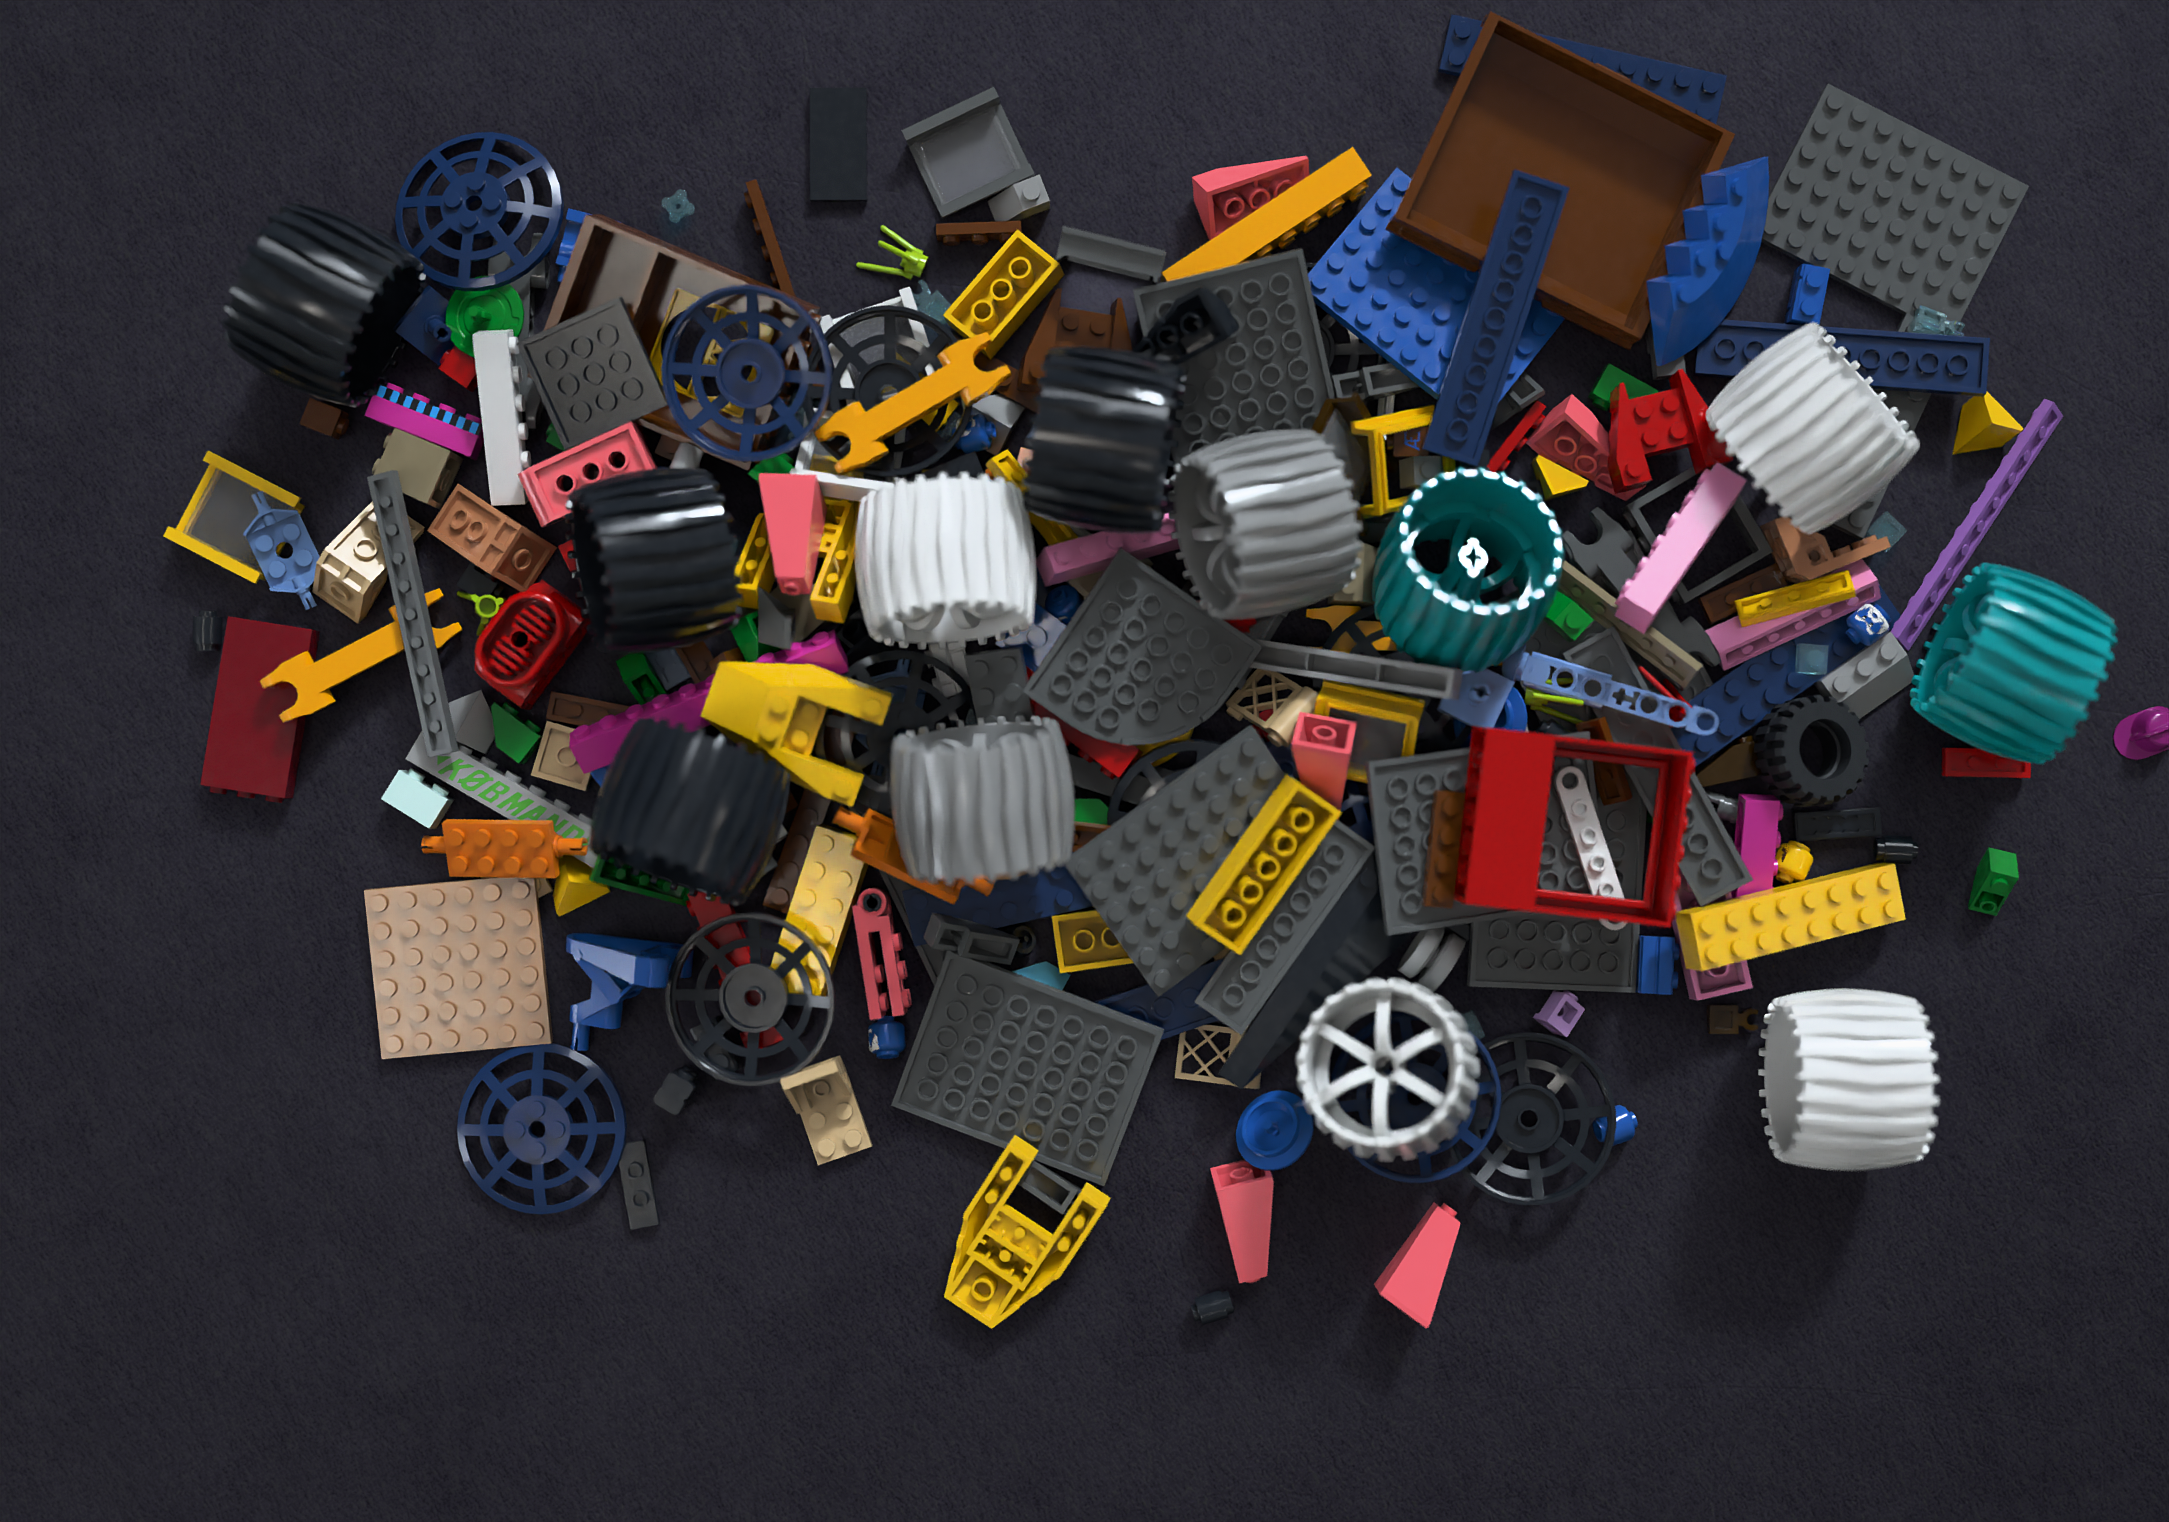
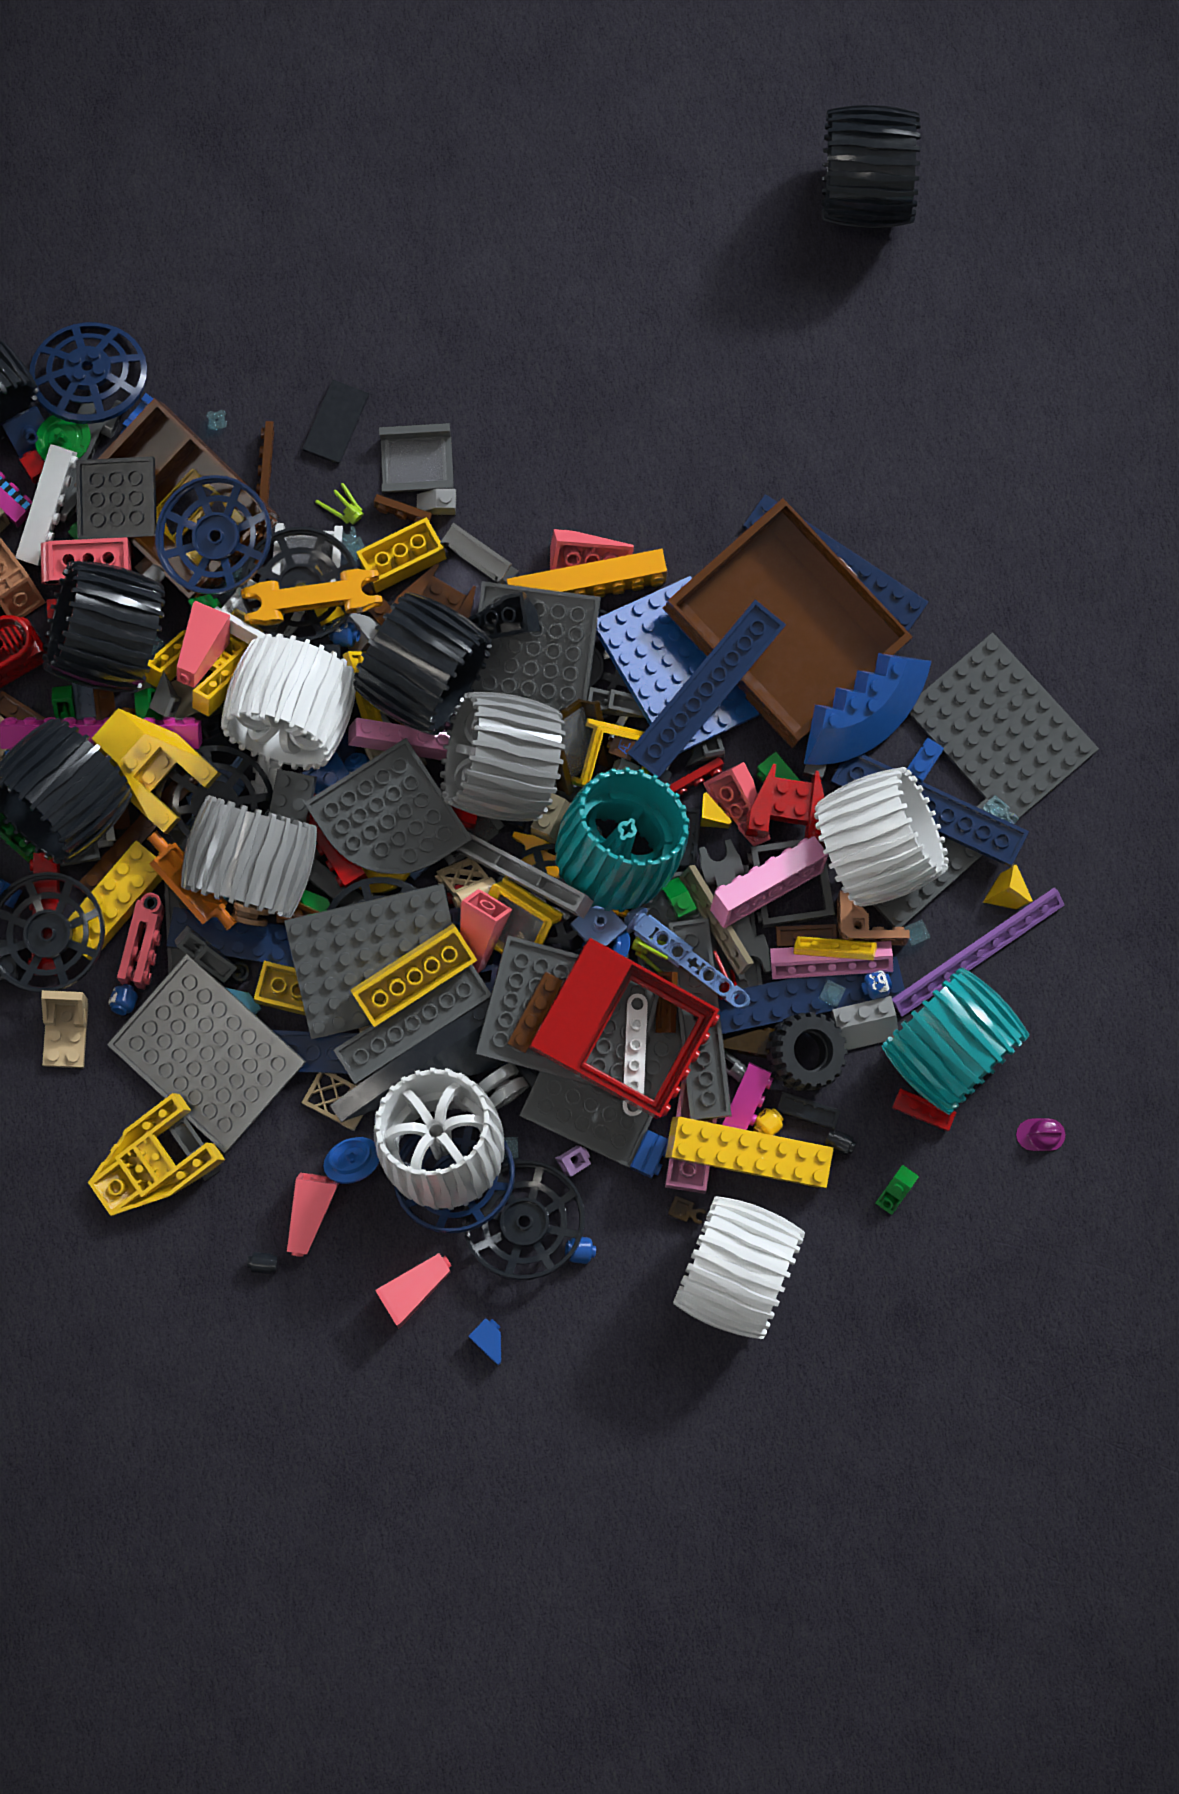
camera: 15 degrees right, 10 degrees down
(1544, 1288) = (488, 1339): none -> blue slope

